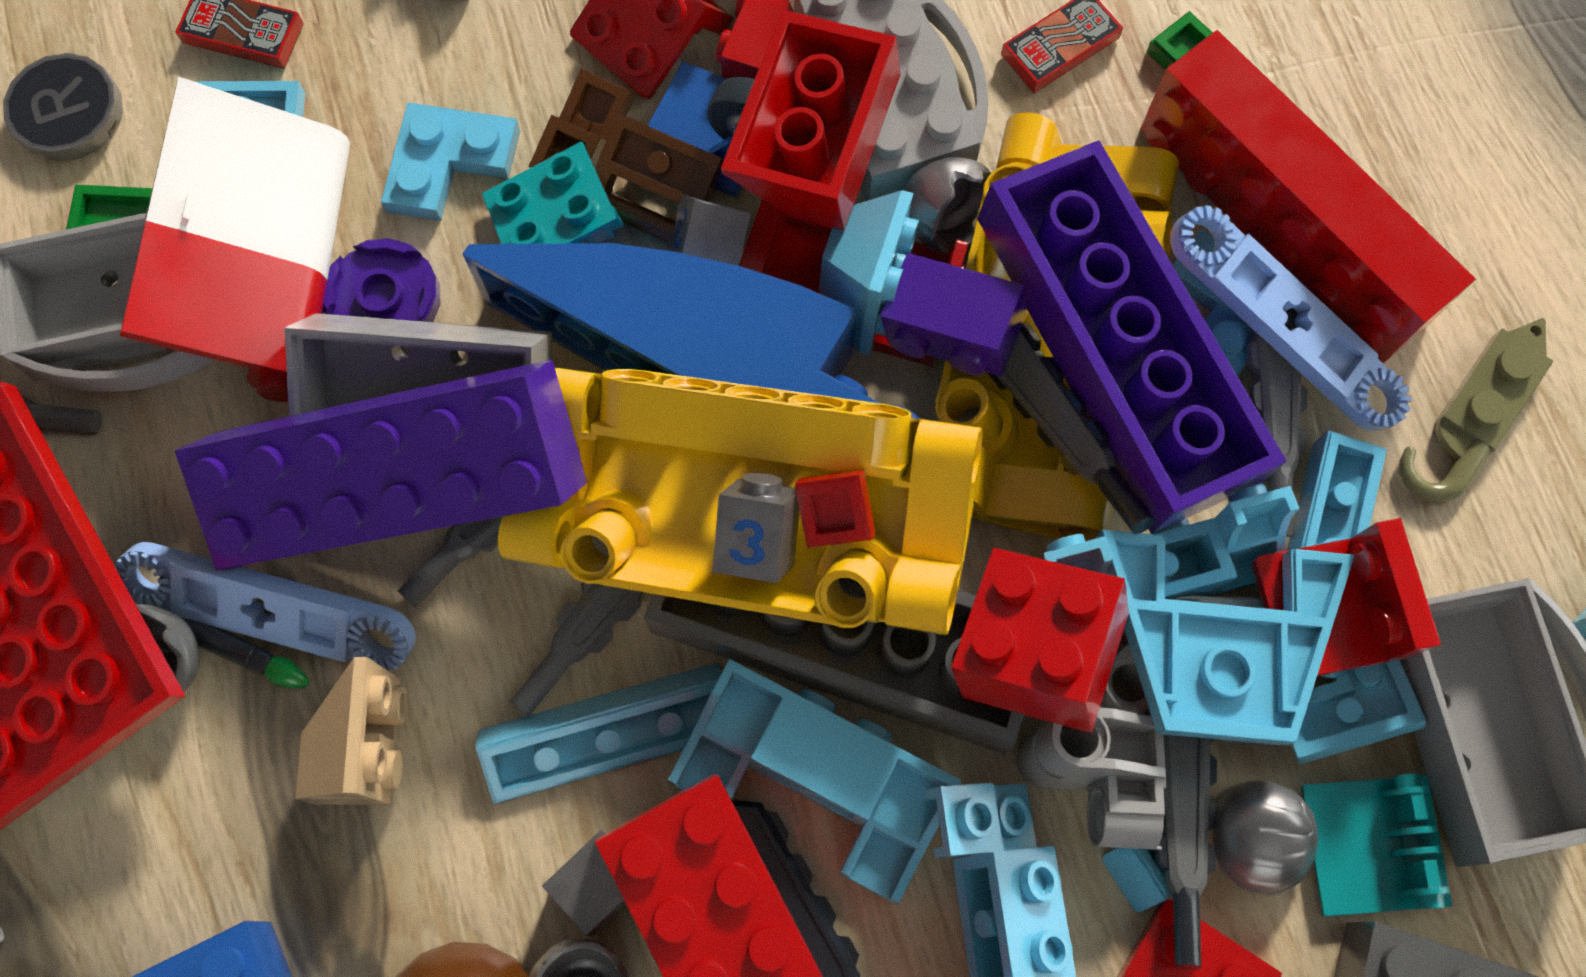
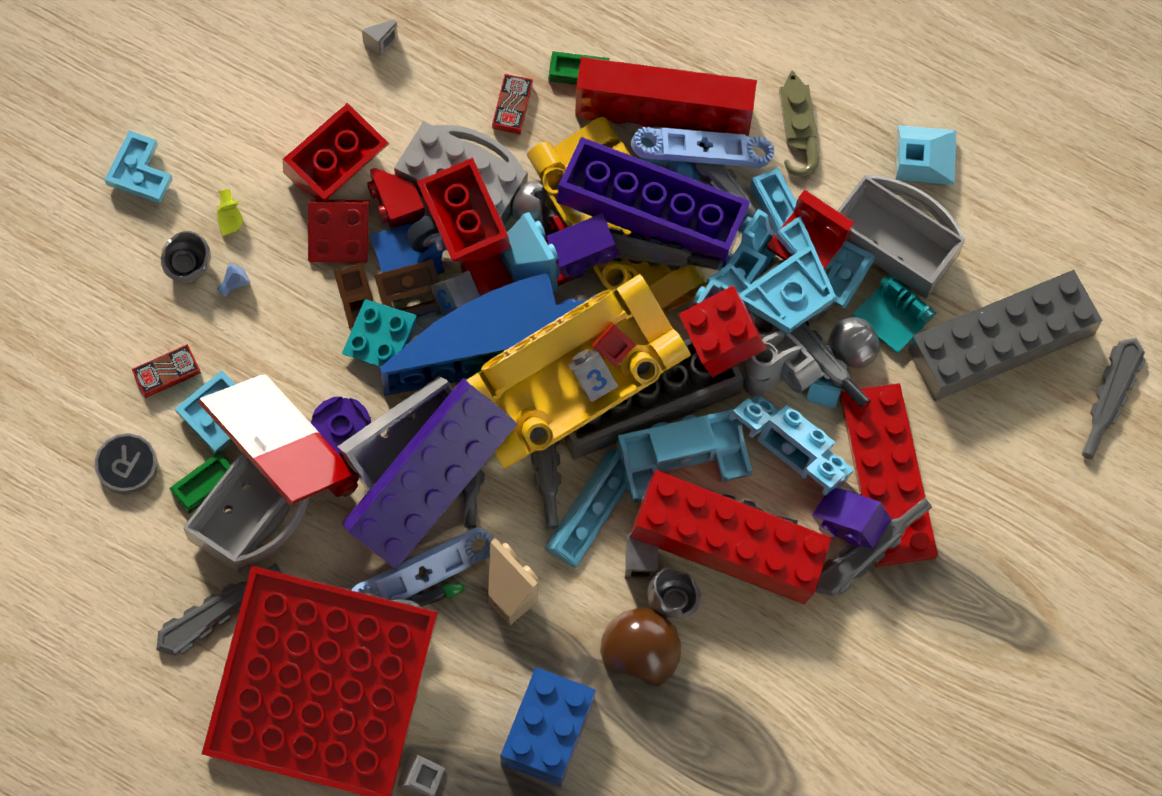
camera: 45 degrees left, 5 degrees down
(436, 144) = (302, 348): medium azure plate -> none

